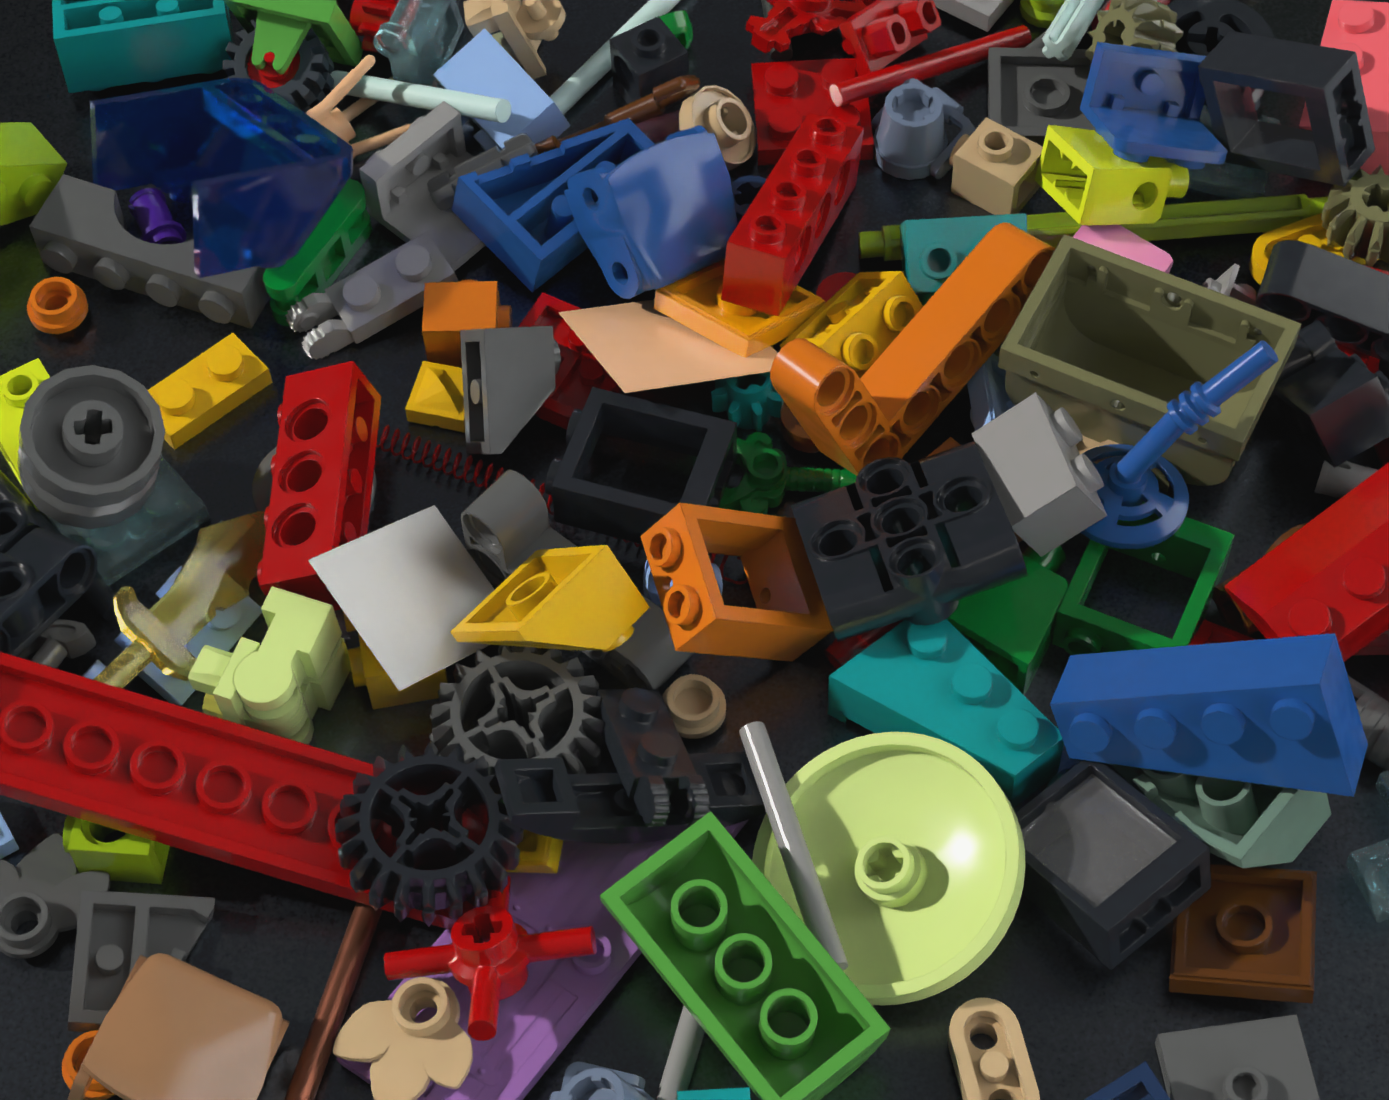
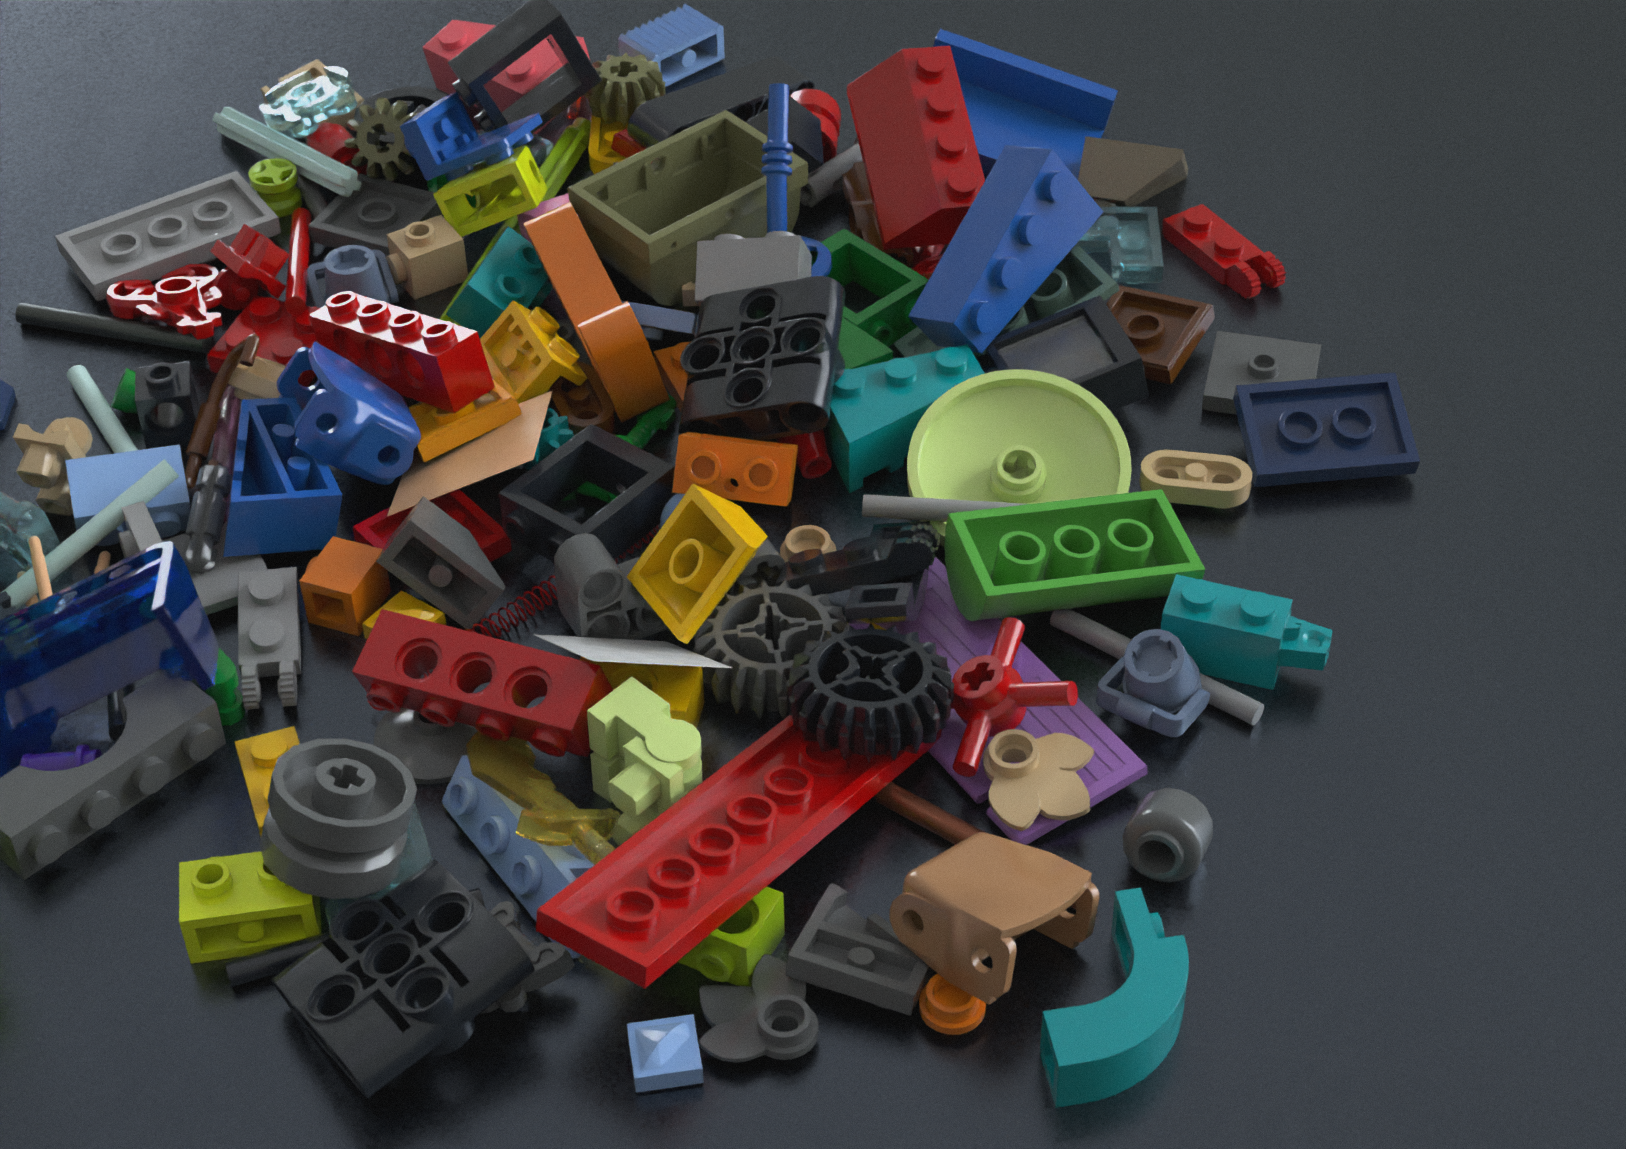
camera: 70 degrees left, 15 degrees down
(54, 294) = (99, 865): orange plate -> none

